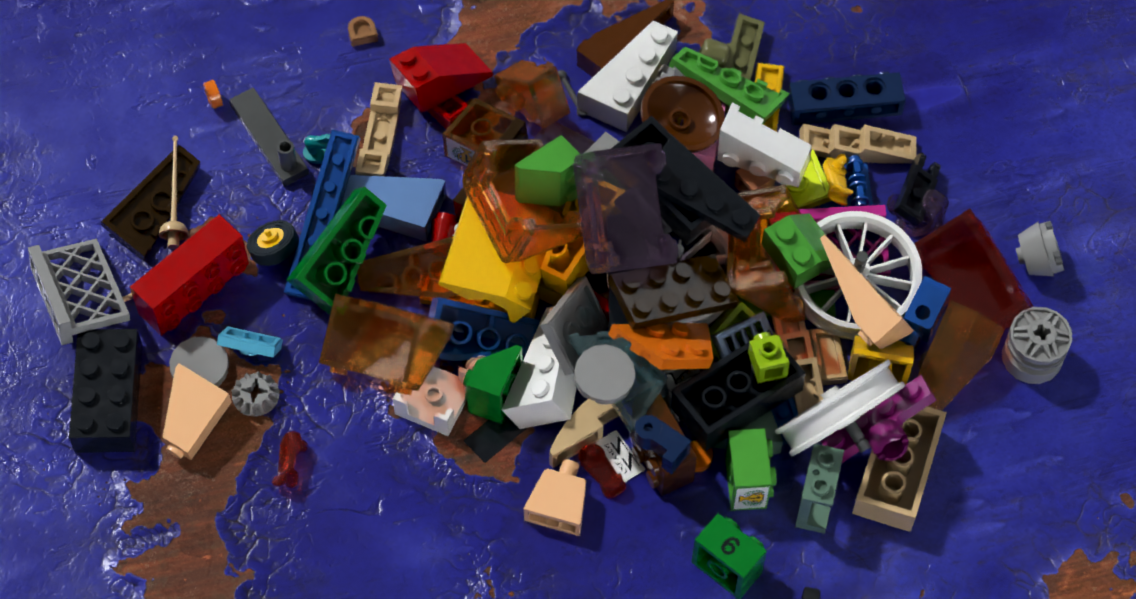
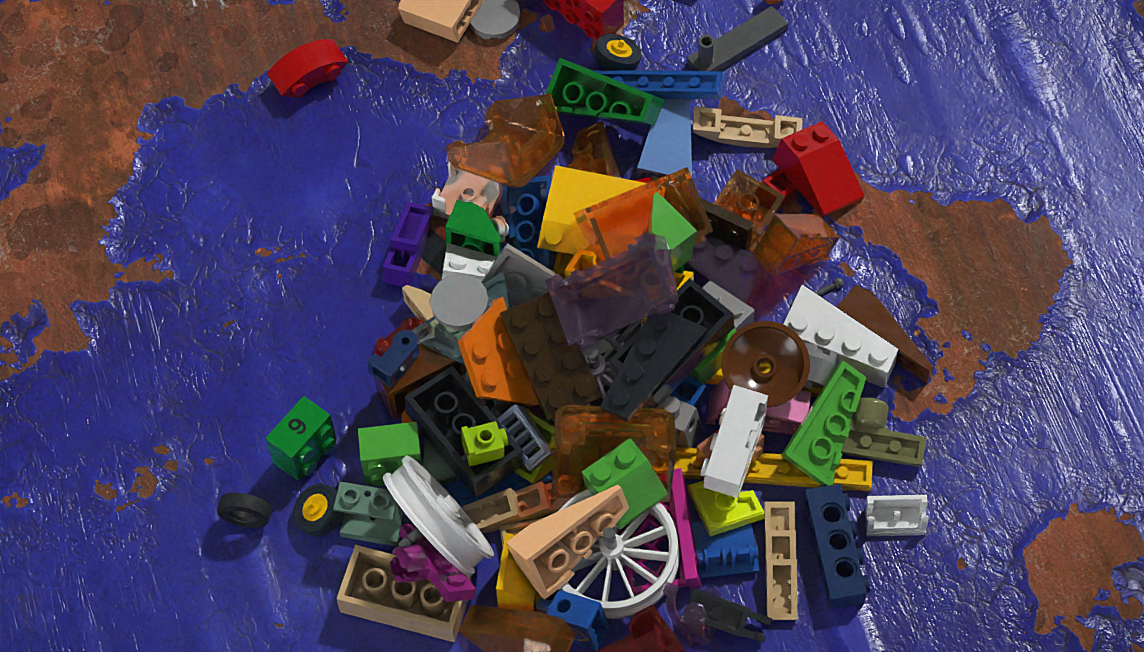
camera: 90 degrees right, 0 degrees up
(249, 342) = (515, 48): medium azure plate -> none
(251, 553) = (307, 67): none -> red brick
(264, 402) = (476, 66): light grey gear -> none
(289, 448) = (408, 88): clear red piece -> none
(315, 148) = (728, 84): teal piece -> none
(362, 31) = (866, 107): medium nougat tile -> none
(490, 456) = (407, 244): none -> dark purple slope
(558, 499) = (365, 302): light nougat torso -> none
(804, 546) = (315, 511): none -> black wheel
(814, 49) = (896, 515): none -> white hinge
(835, 175) = (730, 533): yellow piece -> none

